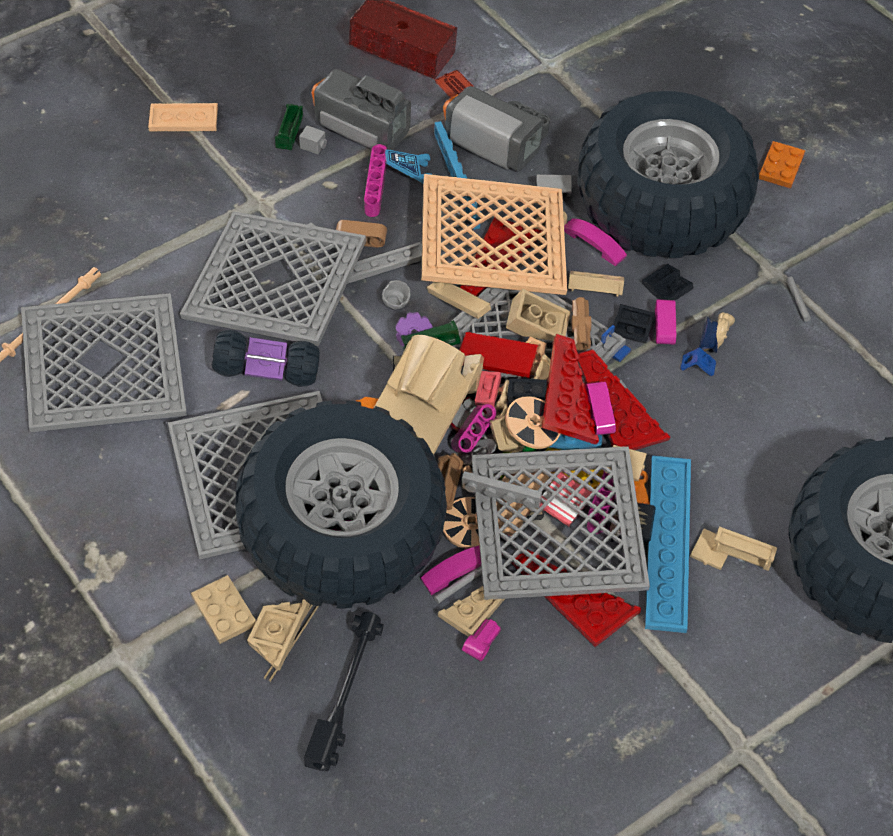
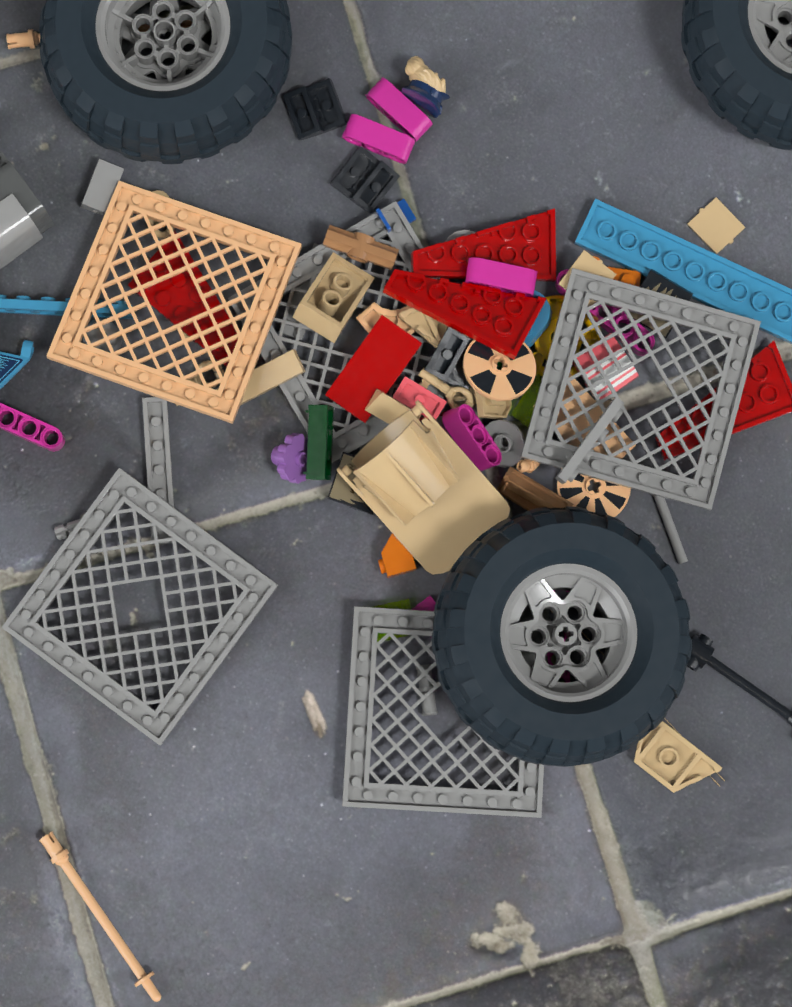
camera: 75 degrees left, 30 degrees up
(37, 318) = (135, 769): light grey plate -> none
(223, 609) = (617, 807): tan plate -> none
(265, 358) = (276, 657): black plate -> none
(374, 232) = (98, 469): medium nougat beam -> none
(396, 294) = (224, 460): light grey hair -> none
(451, 568) = (652, 522): dark pink slope -> none
(470, 612) = (714, 532): tan wing -> none
(479, 643) = (759, 536): dark pink piece -> none
(596, 282) = (288, 198): tan container -> none
(597, 238) = (208, 170): dark pink slope -> none
(692, 328) = (398, 109): none -> dark pink beam
(701, 359) = (454, 121): blue bracket -> none
(744, 548) = (735, 192): tan container -> none

